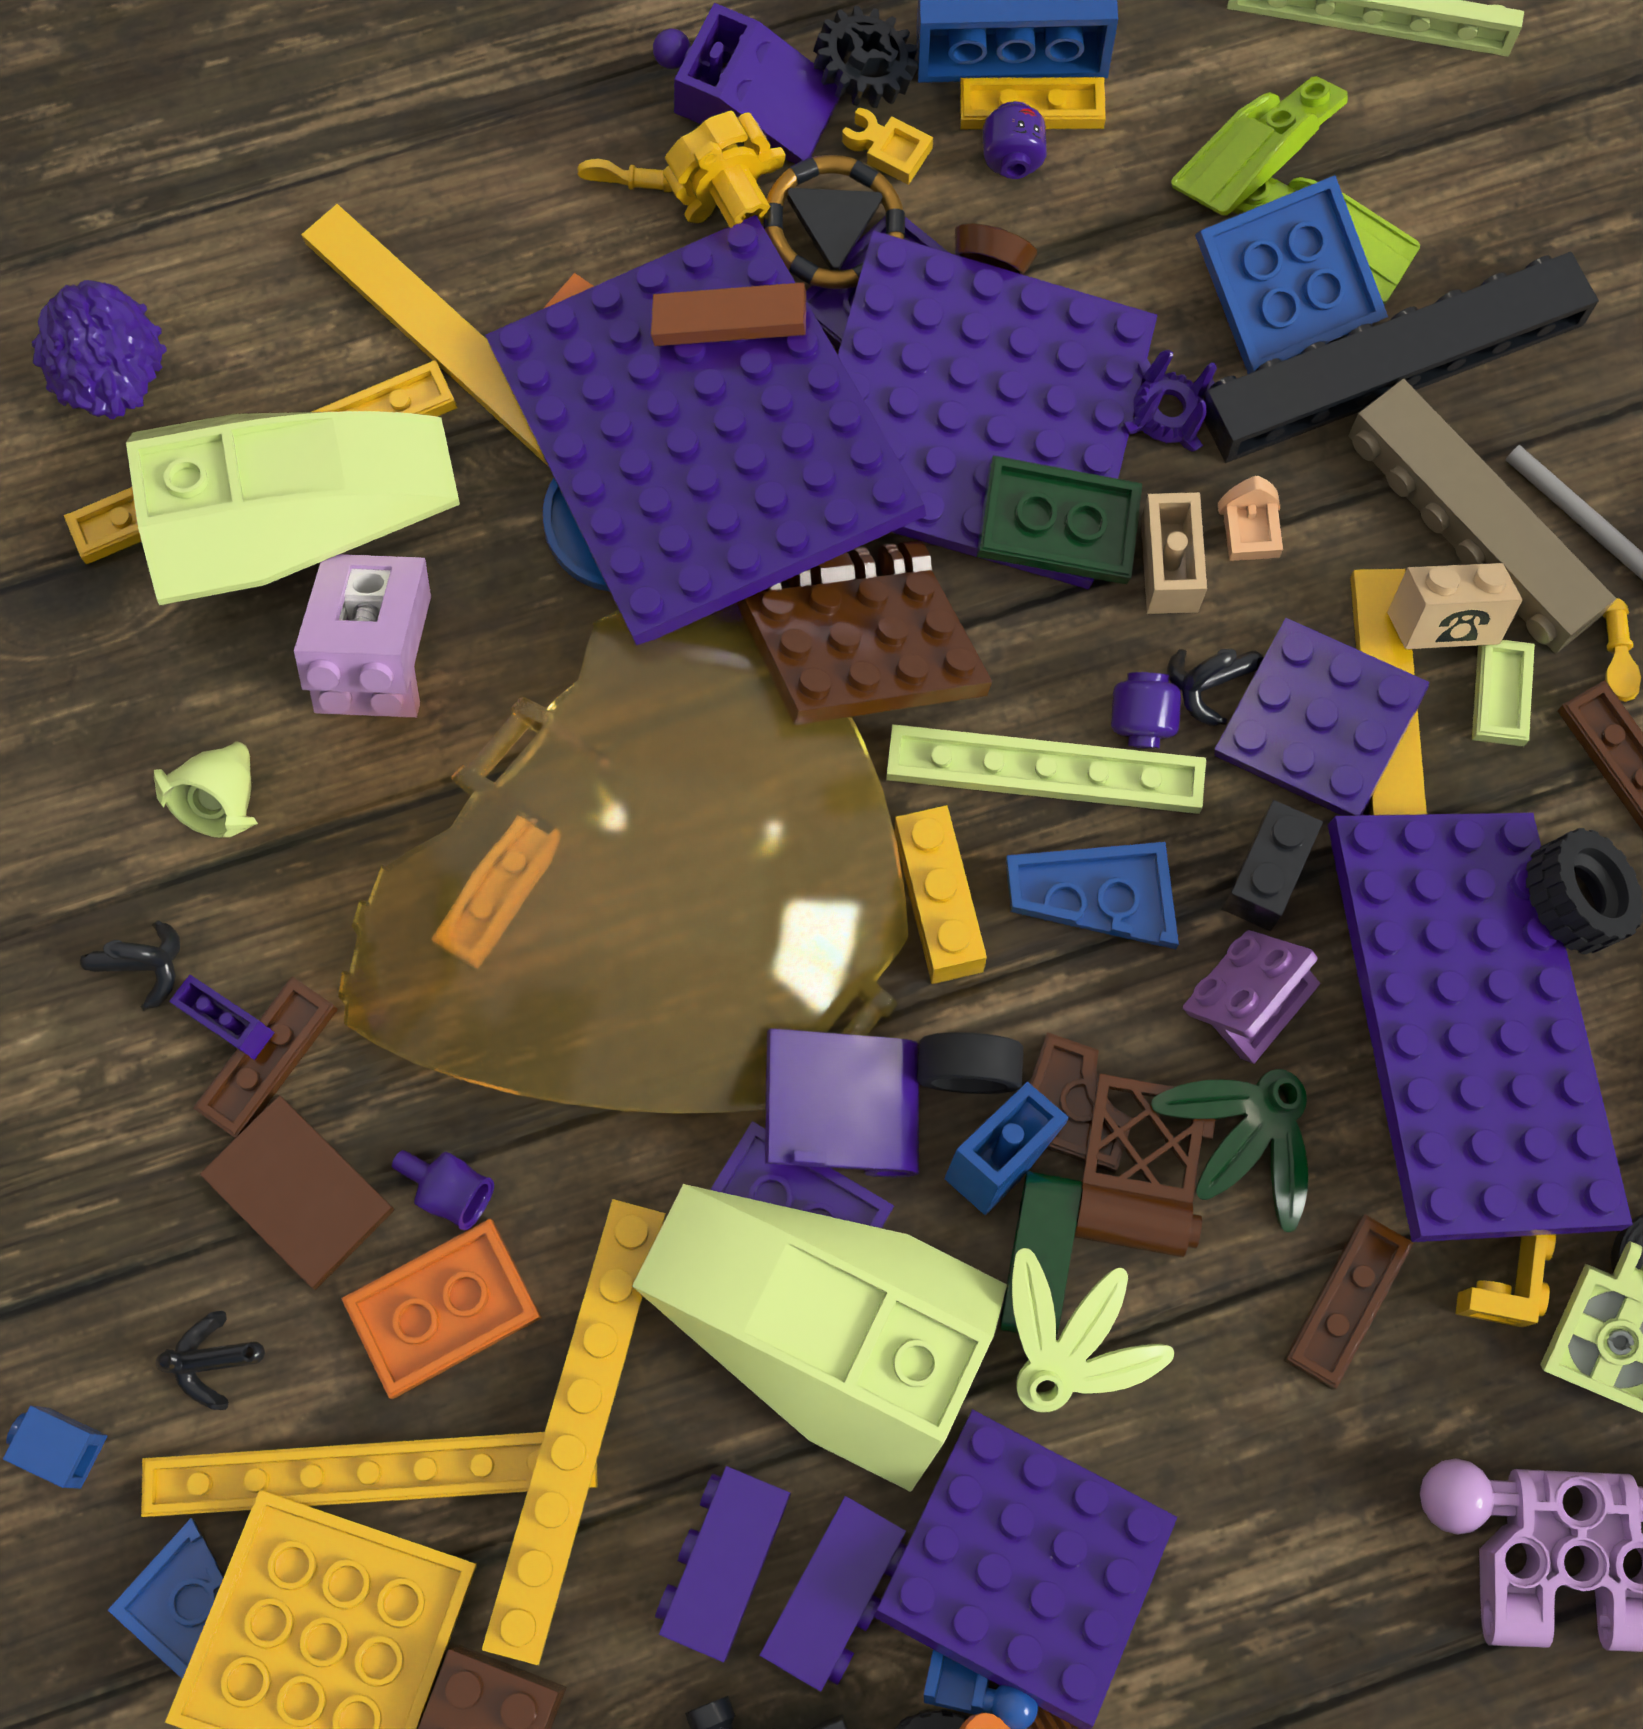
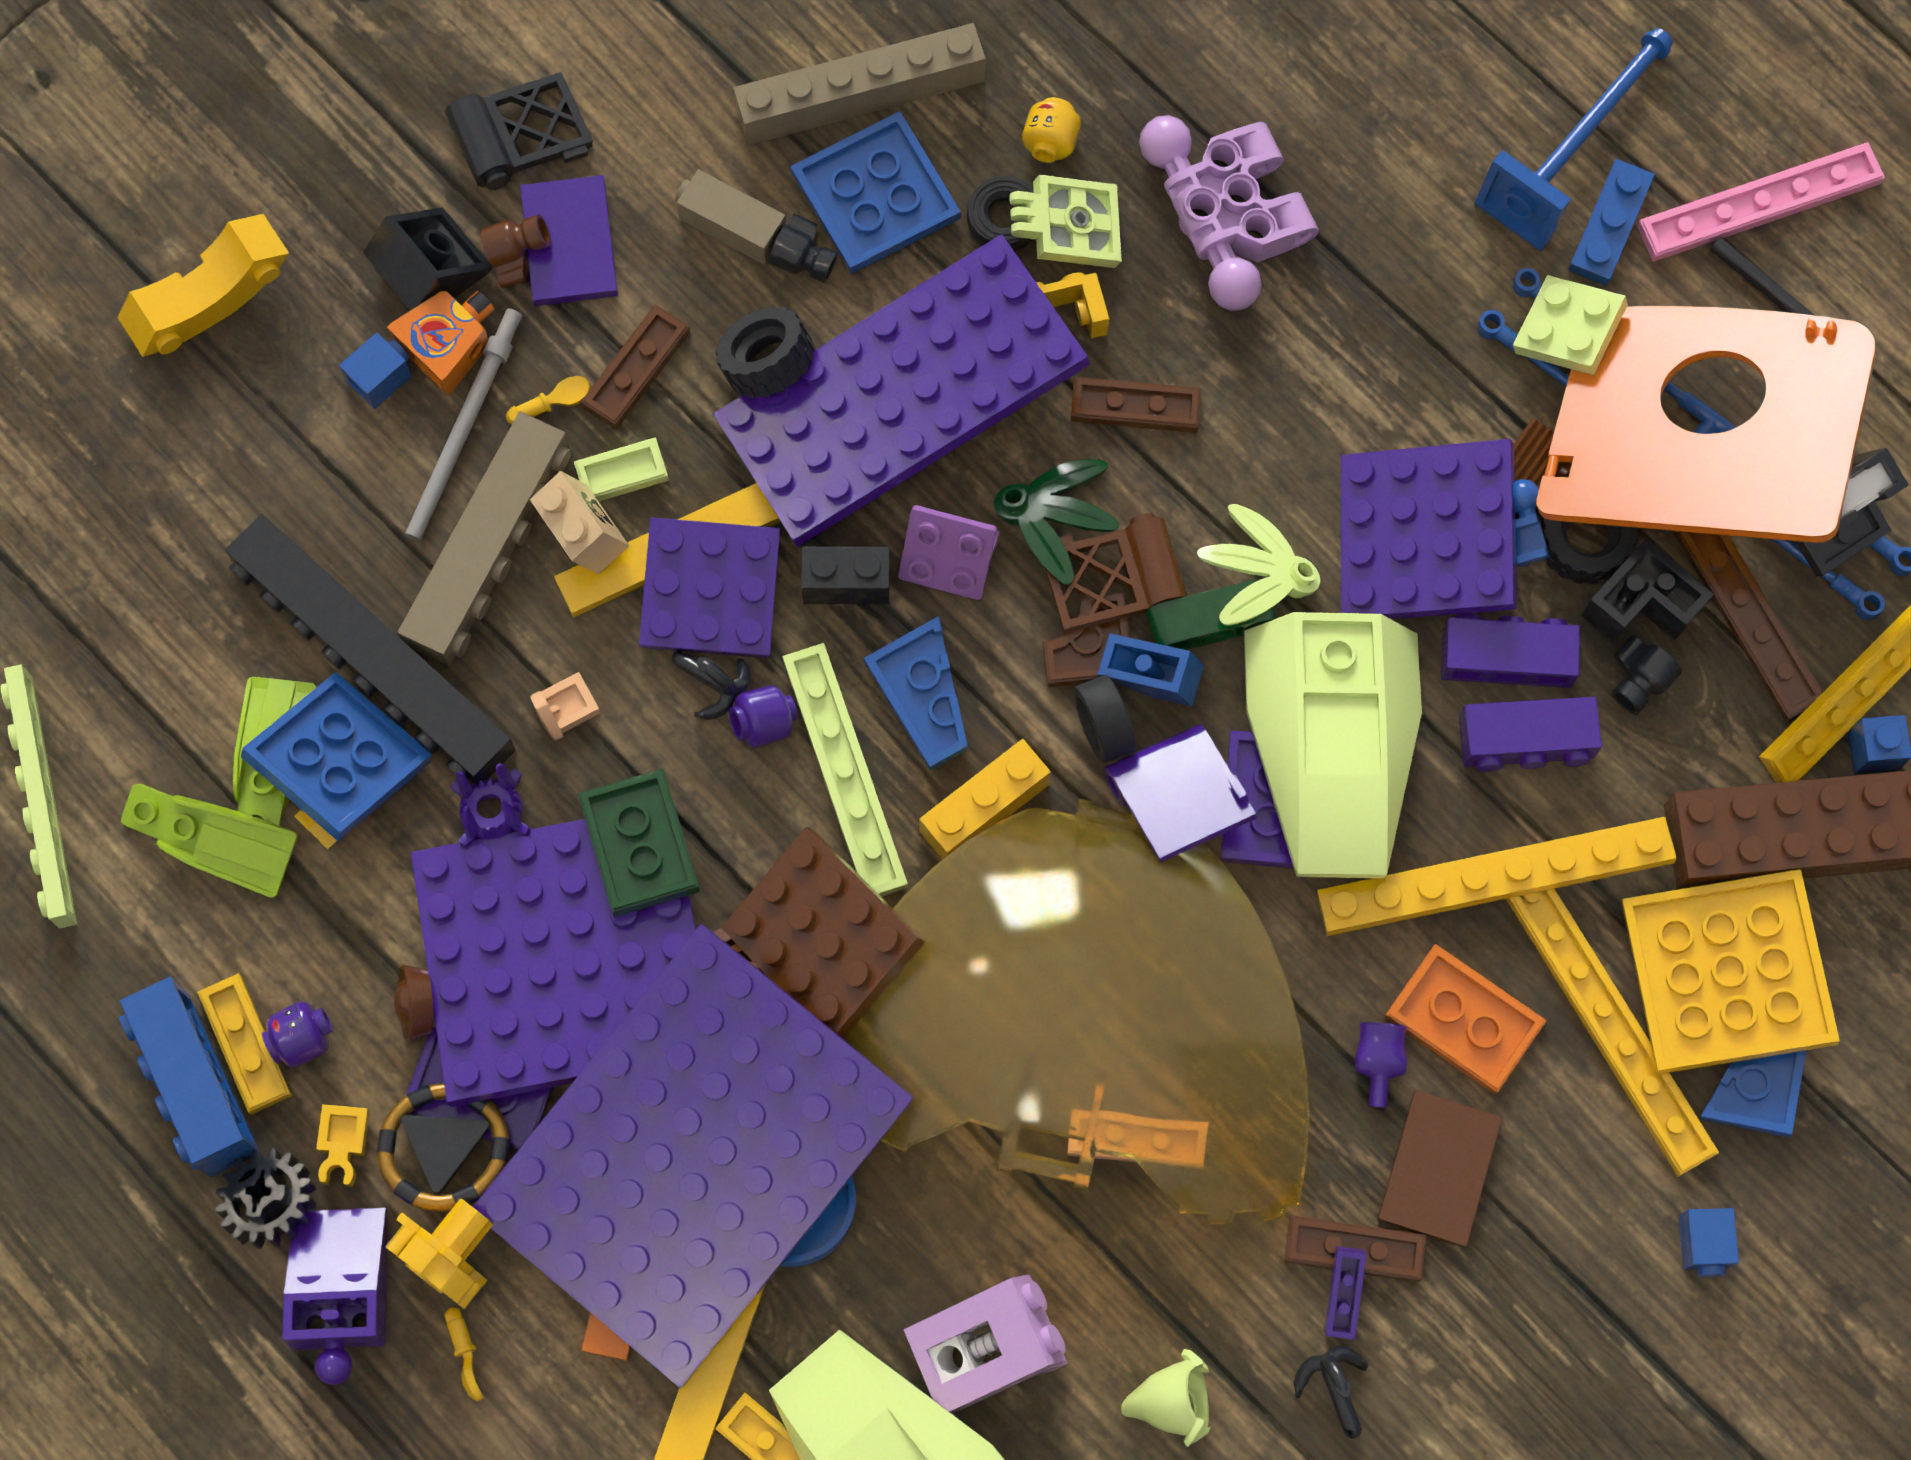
camera: 120 degrees left, 0 degrees up
(188, 1360) = (1602, 1179): black piece -> none
(729, 314) = (589, 1170): dark orange tile -> none
(1173, 553) = (626, 745): tan brick -> none

